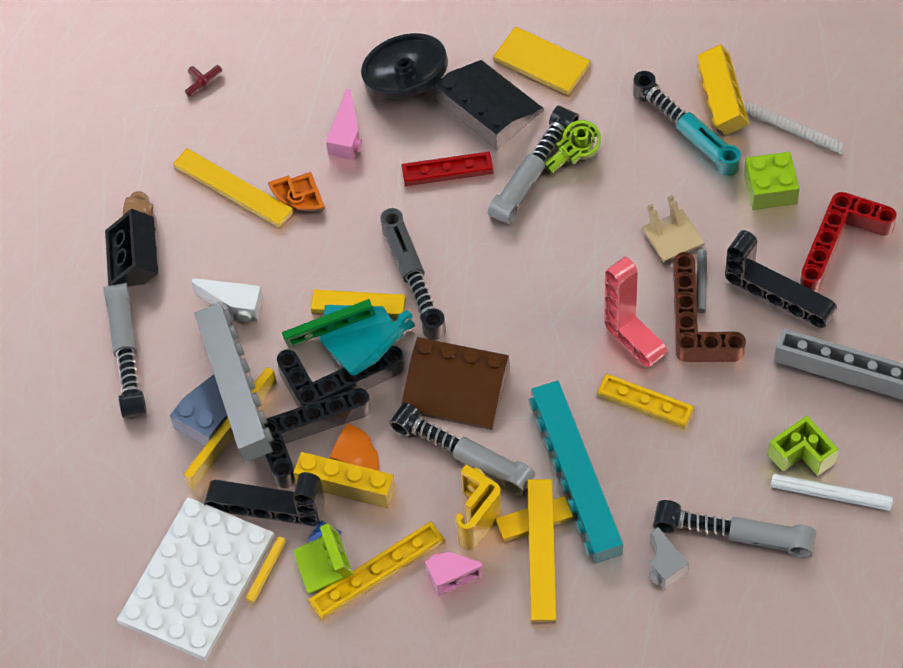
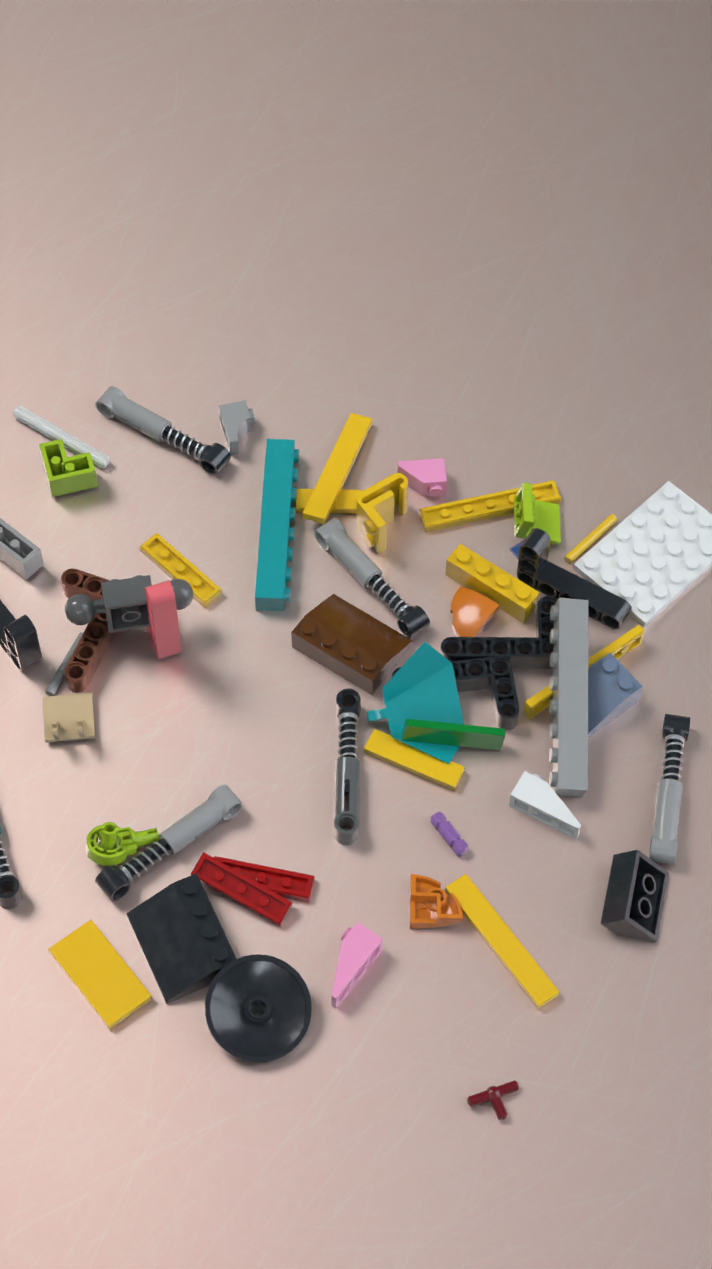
camera: 165 degrees left, 0 degrees up
(138, 201) = (616, 946): medium nougat piece -> none
(305, 253) = (449, 833): none -> medium lavender axle
(458, 149) = (242, 888): none -> red tile
(662, 312) = (123, 603): none -> dark grey brick

